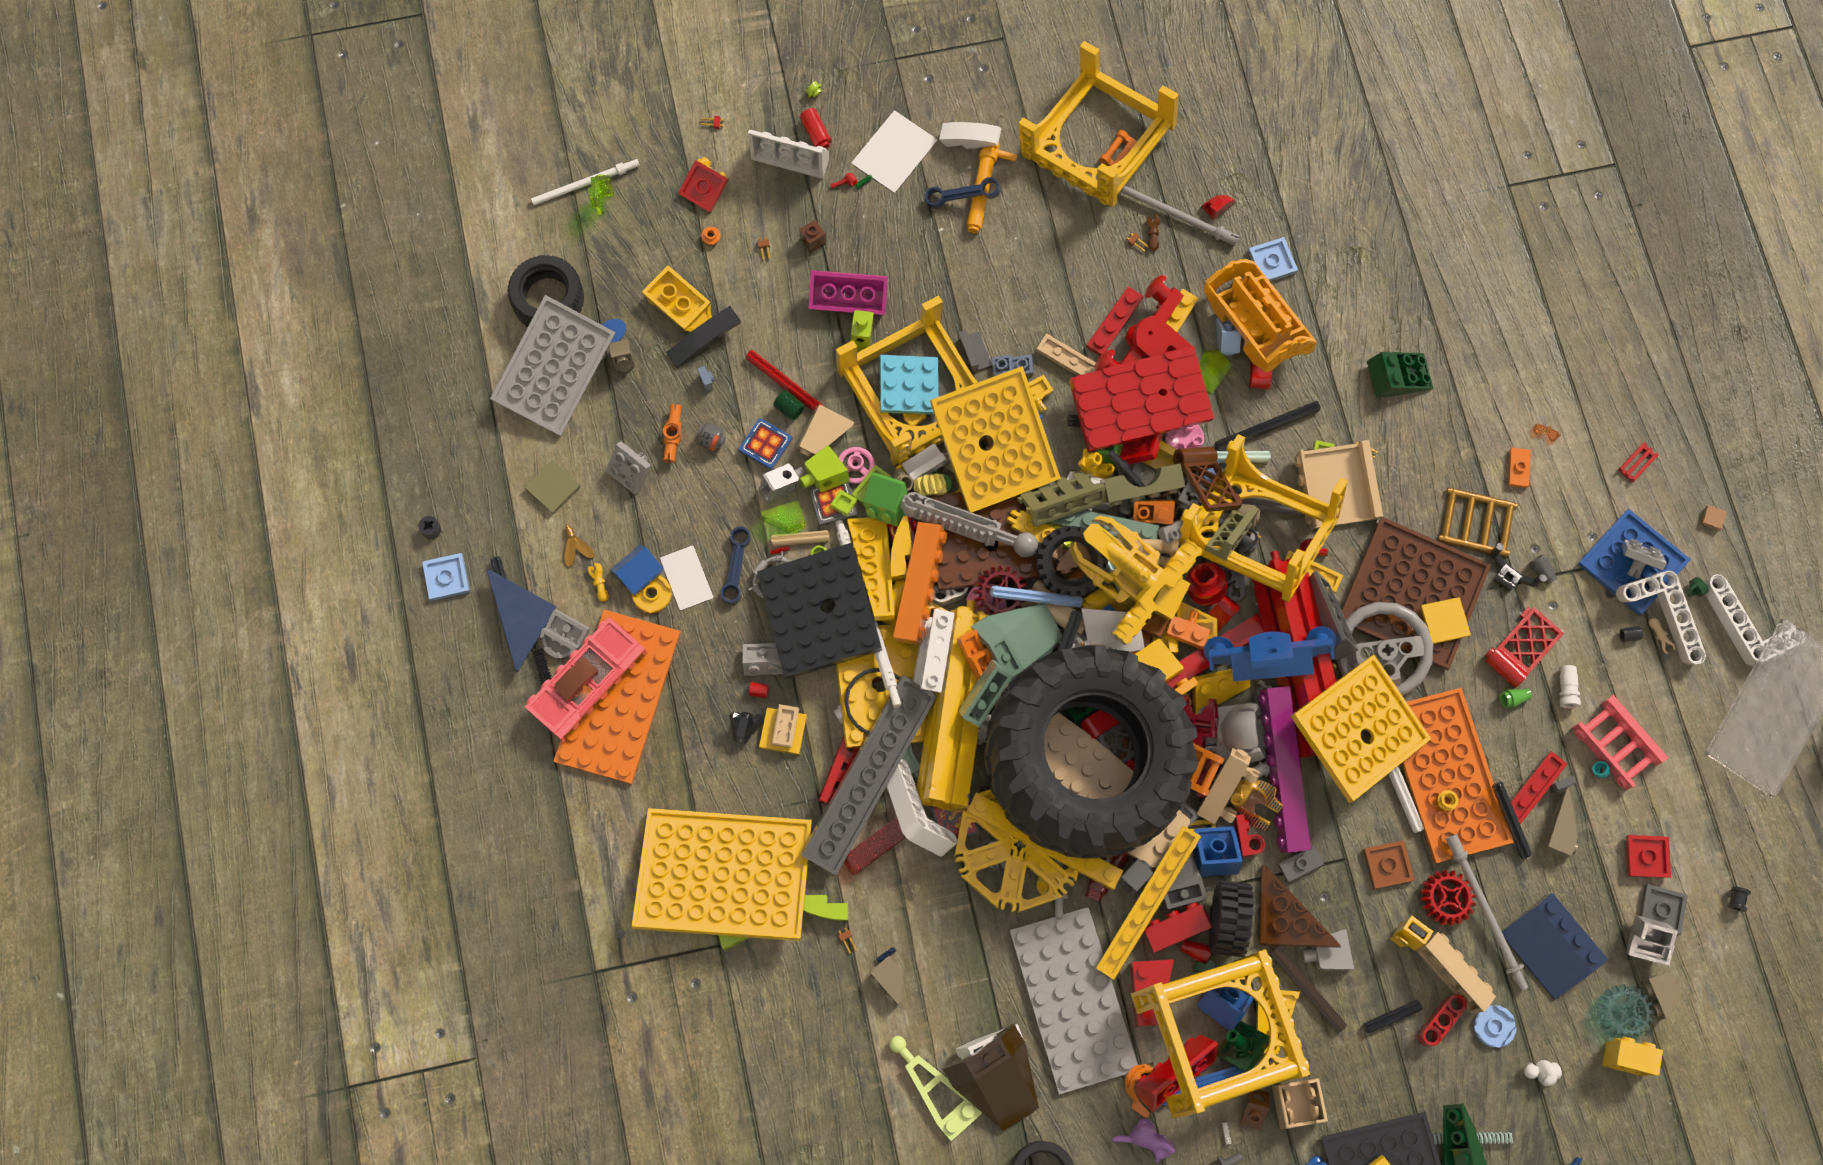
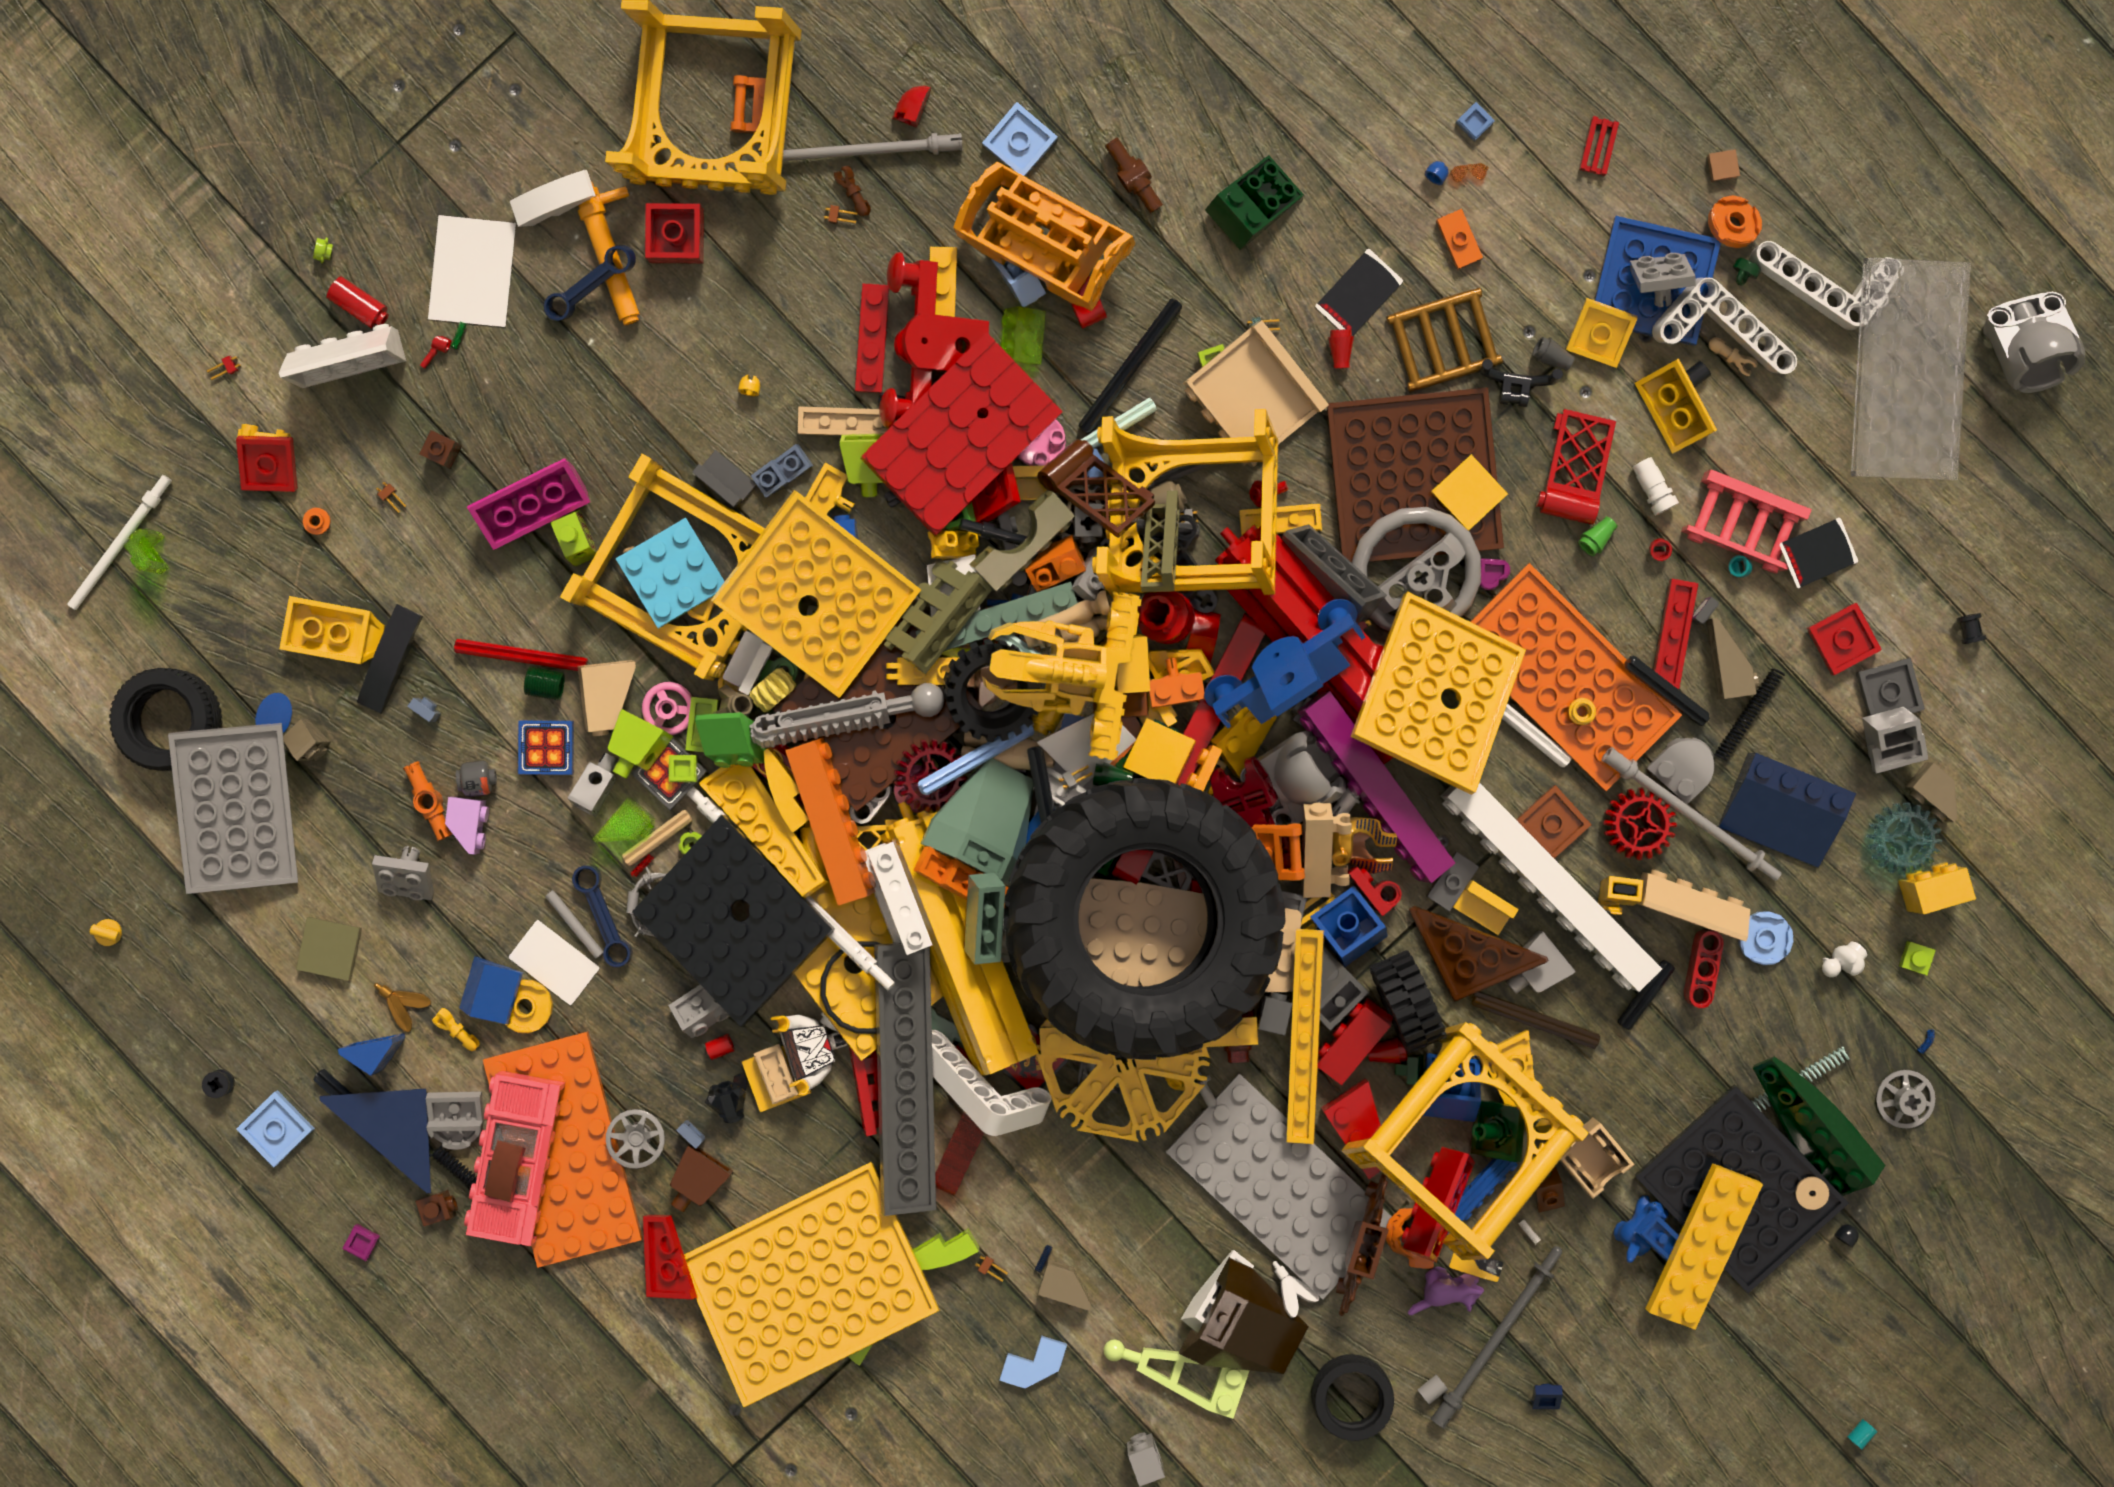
camera: 30 degrees left, 15 degrees up
(424, 398) = (106, 932): none -> yellow plate
(451, 679) = (361, 1242): none -> magenta tile
(514, 685) = (437, 1207): none -> reddish brown bracket
(541, 562) = (372, 1054): none -> blue slope
(638, 804) = (664, 1260): none -> red wing
(669, 714) = (635, 1138): none -> light grey wheel
(688, 458) = (466, 821): none -> lavender slope
(692, 764) = (697, 1177): none -> reddish brown torso
(706, 733) = (691, 1133): none -> sand blue tile
(714, 561) = (574, 924): none -> light grey bar
(815, 721) = (807, 1050): none -> torso
(829, 1025) = (1026, 1372): none -> light blue tile
(876, 1129) = (1145, 1458): none -> light grey brick
(1022, 306) = (749, 387): none -> yellow hinge
(1031, 194) = (674, 233): none -> red brick
(1042, 1075) = (1291, 1288): none -> white piece
(1062, 387) = (852, 449): none -> lime torso
(1110, 1067) = (1364, 1245): none -> reddish brown torso
(1177, 1135) = (1486, 1269): none -> yellow sticker
(1314, 892) = (1485, 907): none -> yellow panel
(1333, 317) = (1133, 175): none -> reddish brown pin
(1368, 900) = (1554, 886): none -> white brick
(1409, 487) = (1341, 347): none -> red cone
(1432, 682) = (1492, 572): none -> magenta tile
(1436, 465) = (1359, 292): none -> black sticker
(1497, 878) = (1684, 767): none -> light grey slope
(1525, 420) = (1437, 172): none -> blue hinge
(1553, 873) = (1758, 693): none -> black piece
(1554, 724) = (1660, 555): none -> red hinge
(1565, 405) = (1475, 121): none -> medium blue tile
(1583, 572) = (1601, 332): none -> yellow plate
(1593, 1101) = (1917, 958): none -> lime plate
(1609, 644) = (1675, 406): none -> yellow slope
(1658, 790) = (1818, 552): none -> black sticker
(1696, 556) = (1728, 233): none -> orange tile

